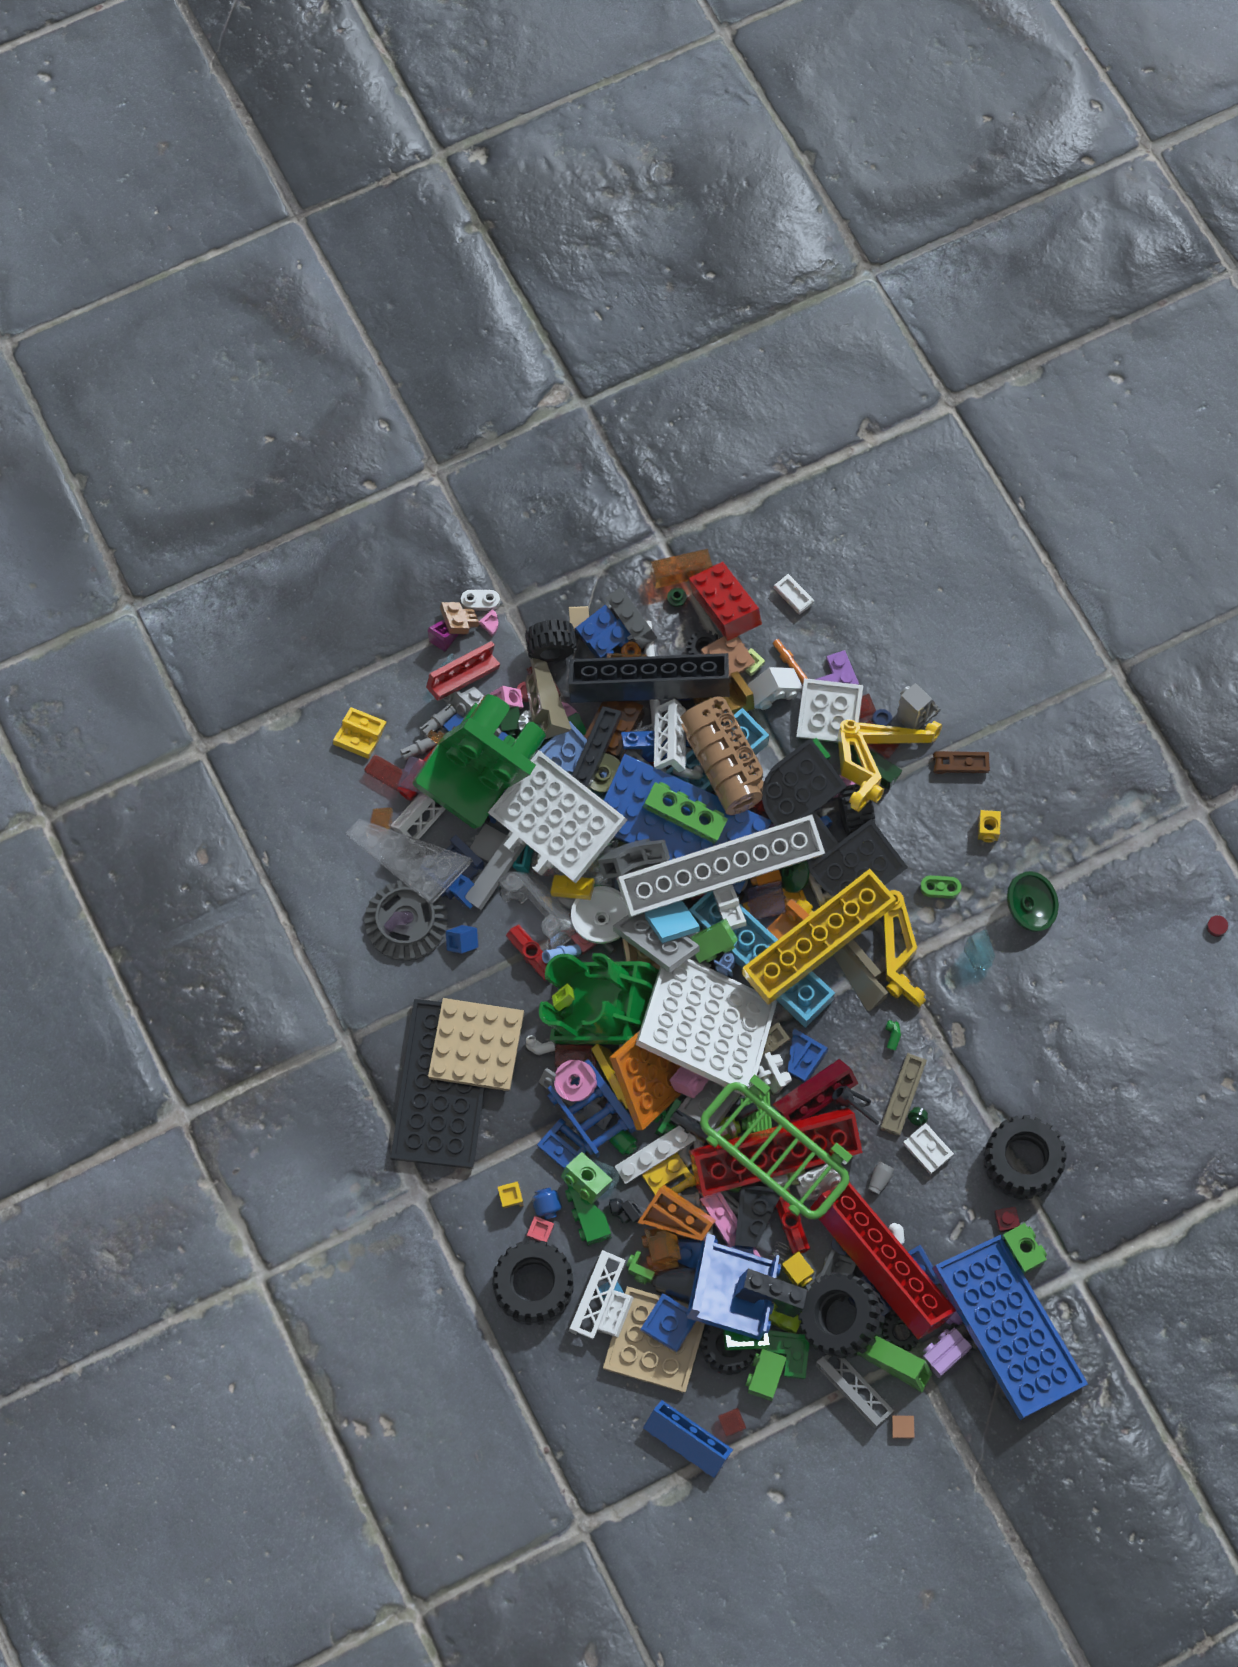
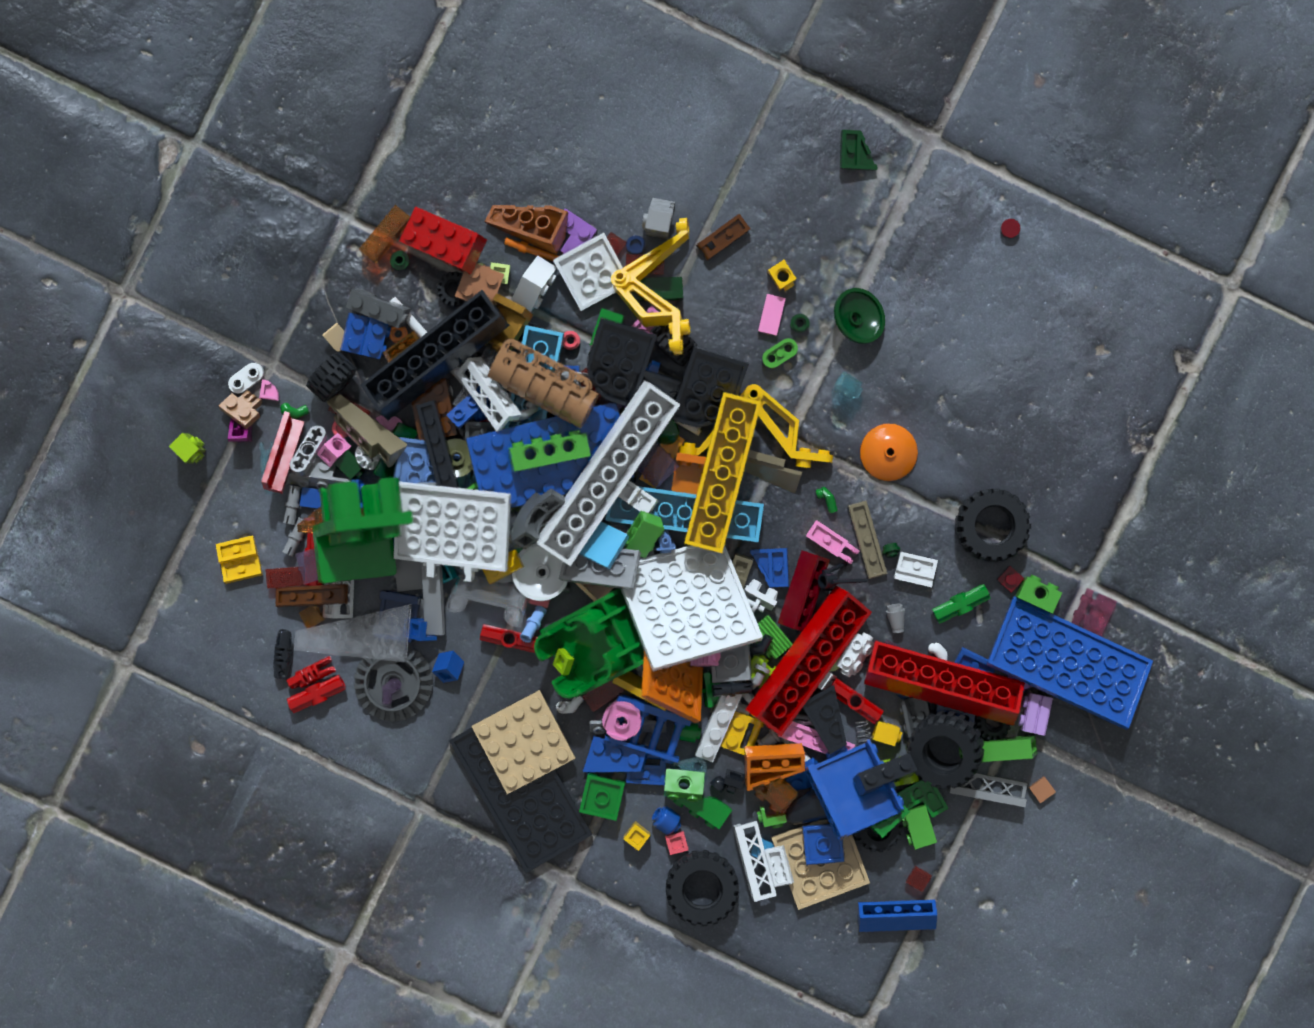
camera: 35 degrees left, 20 degrees up
(333, 831) = (282, 654): none -> black hinge
(335, 881) = (316, 693): none -> red piece
(344, 863) = (311, 674): none -> red hinge
(391, 615) = (188, 448): none -> lime brick
(395, 799) = (312, 595): none -> reddish brown tile
(476, 691) = (308, 442): none -> light grey beam
(498, 653) = (295, 413): none -> green arm
(507, 1139) = (602, 796): none -> green panel
(540, 1113) = (609, 758): none -> blue wing
(770, 749) = (576, 340): none -> coral plate
(793, 594) = (490, 189): white plate -> none
(810, 647) = (538, 226): none -> dark orange wedge
(838, 1156) = (765, 638): bright green bar -> none
(870, 1071) = (830, 541): none -> bright pink hinge
(947, 1207) = (961, 603): none -> green piece
(956, 852) = (771, 314): none -> bright pink tile
(972, 1047) = (875, 457): none -> orange dish
(976, 870) = (806, 323): none -> dark green plate
(1068, 1307) = (1098, 615): none -> clear pink plate
(1124, 773) = (855, 152): none -> dark green wing

